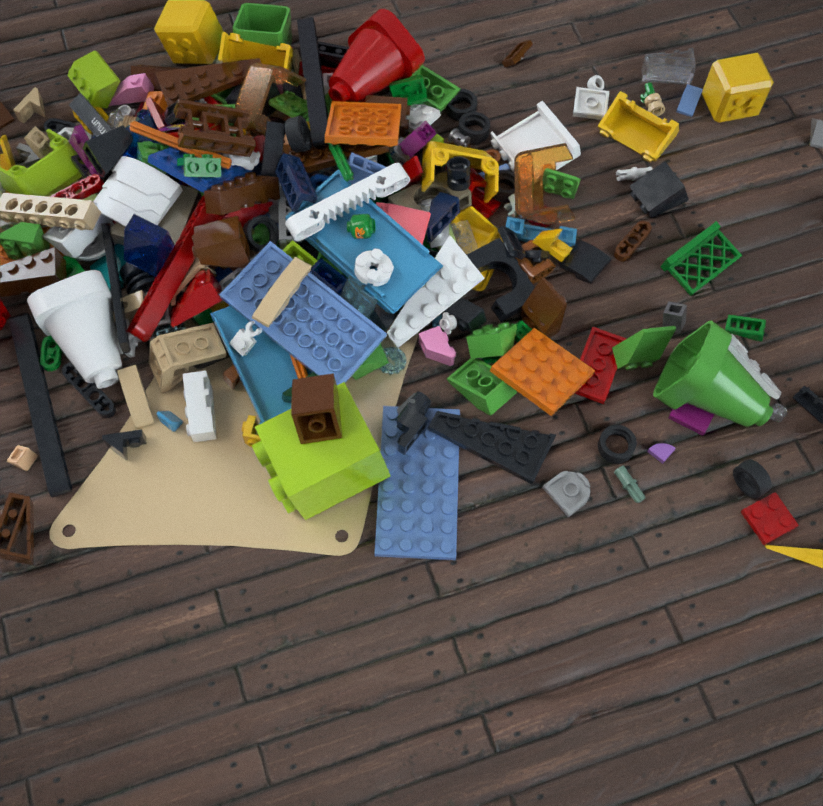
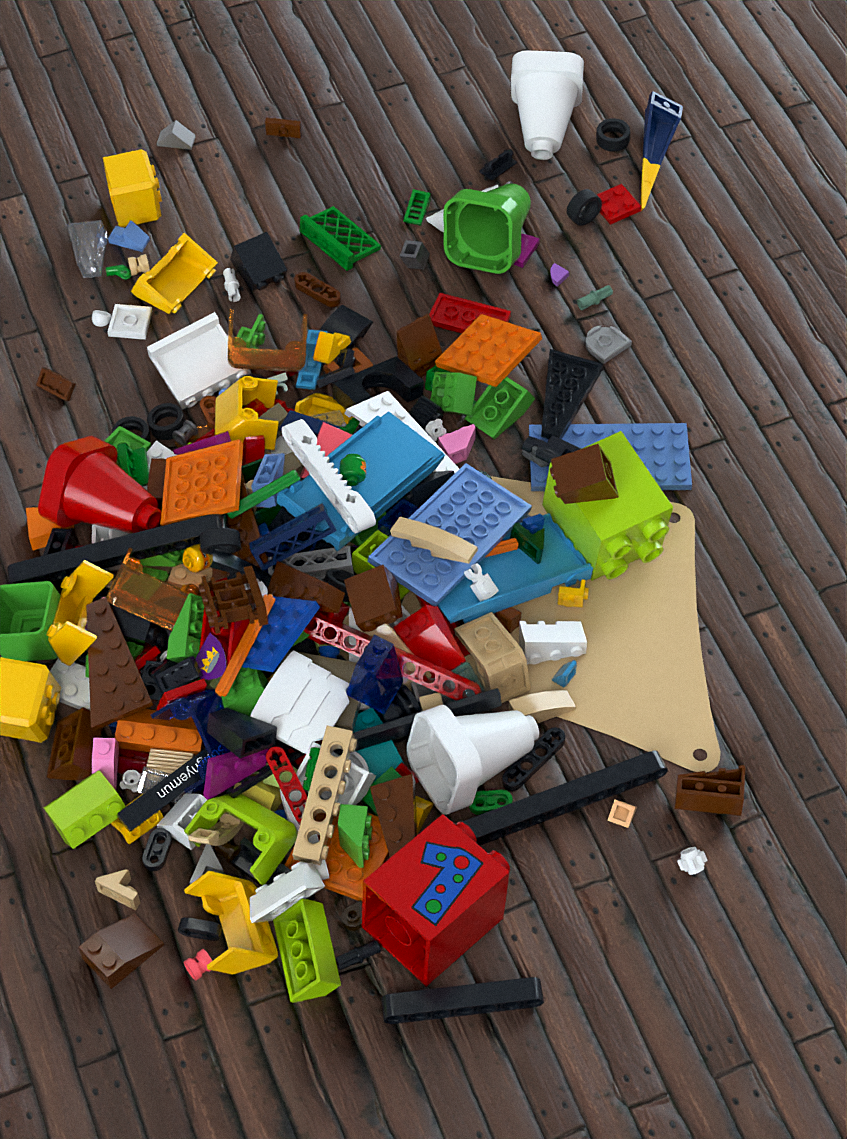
camera: 90 degrees left, 10 degrees down
(120, 441) = (598, 712): black slope -> none
(200, 167) = (284, 608): bracket -> none
(356, 296) = (425, 485): clear light blue slope -> none
(377, 259) = (392, 458): white plate -> none
(458, 173) = (262, 404): black wheel -> none
(621, 431) = (558, 294): black tyre -> none
(642, 347) = (457, 274): bright green slope -> none

